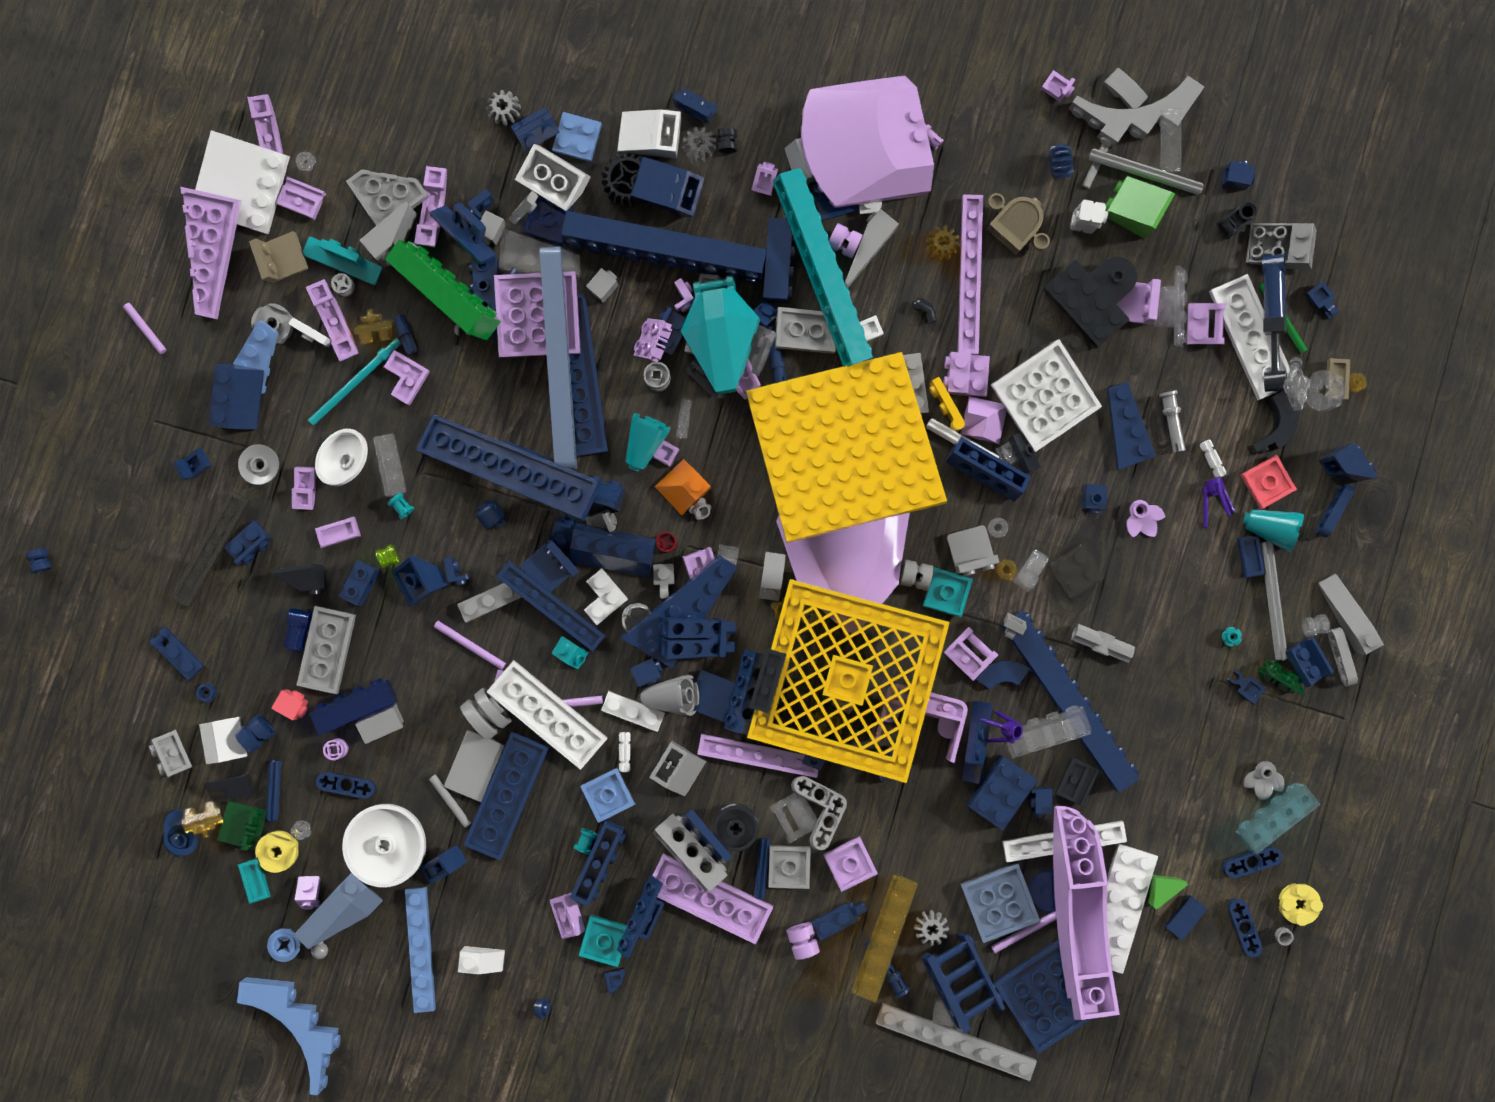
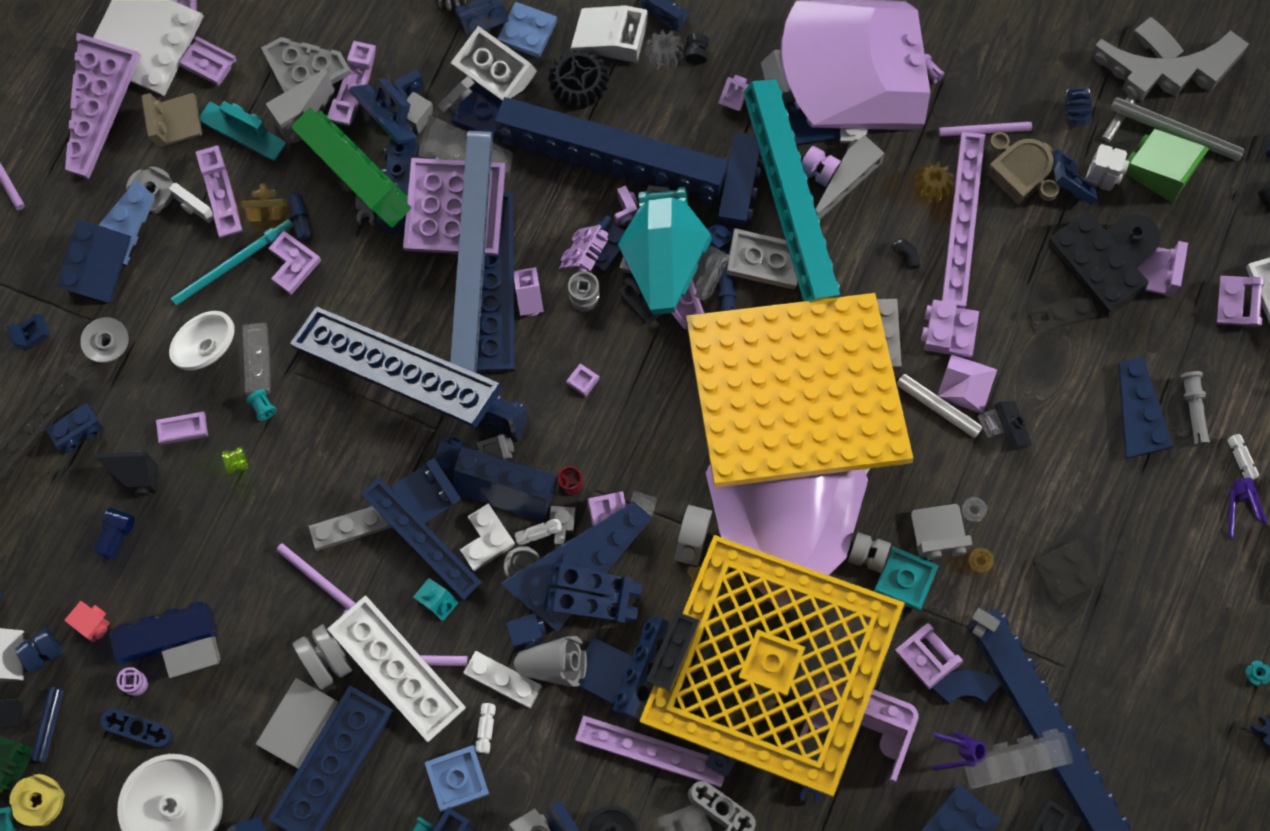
camera: 15 degrees right, 15 degrees down
(301, 157) = (218, 19): clear plate -> none
(301, 826) = (71, 777): clear plate -> none
(304, 488) = (152, 373): lavender slope -> none
(326, 650) = (143, 562): light grey plate -> none
(340, 281) = (238, 150): light grey wheel -> none
(359, 583) = (197, 487): dark blue brick -> none
(418, 579) = (267, 491): dark blue slope -> none
(450, 801) = (260, 764): light grey bar -> none
(452, 569) = (309, 484): dark blue bracket -> none
(491, 514) = (365, 426): dark blue head -> none
(602, 285) = (534, 186): light grey brick -> none
(610, 381) = (528, 292): none -> lavender slope
(644, 440) = (559, 360): teal cone -> none
(646, 588) = (538, 531): none -> white axle
(667, 187) = (623, 87): dark blue slope -> none
(677, 769) = (548, 754): light grey slope -> none
(683, 487) = (599, 421): orange slope -> none
(684, 417) = (609, 343): clear axle -> none
(700, 509) = (620, 451): light grey plate -> none
(871, 328) = (842, 265): white plate -> none
(947, 405) = (923, 359): yellow plate -> none
(977, 742) = (927, 768): dark blue bracket -> none
(982, 188) = (985, 129): none -> lavender bar
(988, 469) = (967, 437): dark blue brick -> none
(1028, 574) = (1008, 568): clear piece -> none
(1046, 395) = (1043, 360): white plate -> none
(1056, 228) = (1069, 179): none -> dark blue plate
(1058, 86) = (1080, 29): lavender bracket -> none
(1094, 498) = (1094, 486): dark blue brick -> none
(1103, 643) = (1095, 662): light grey piece -> none
(1146, 520) = (1156, 522): lavender plate -> none
(1171, 139) = (1207, 96): clear tile -> none
(1171, 307) = (1200, 278): clear bracket -> none

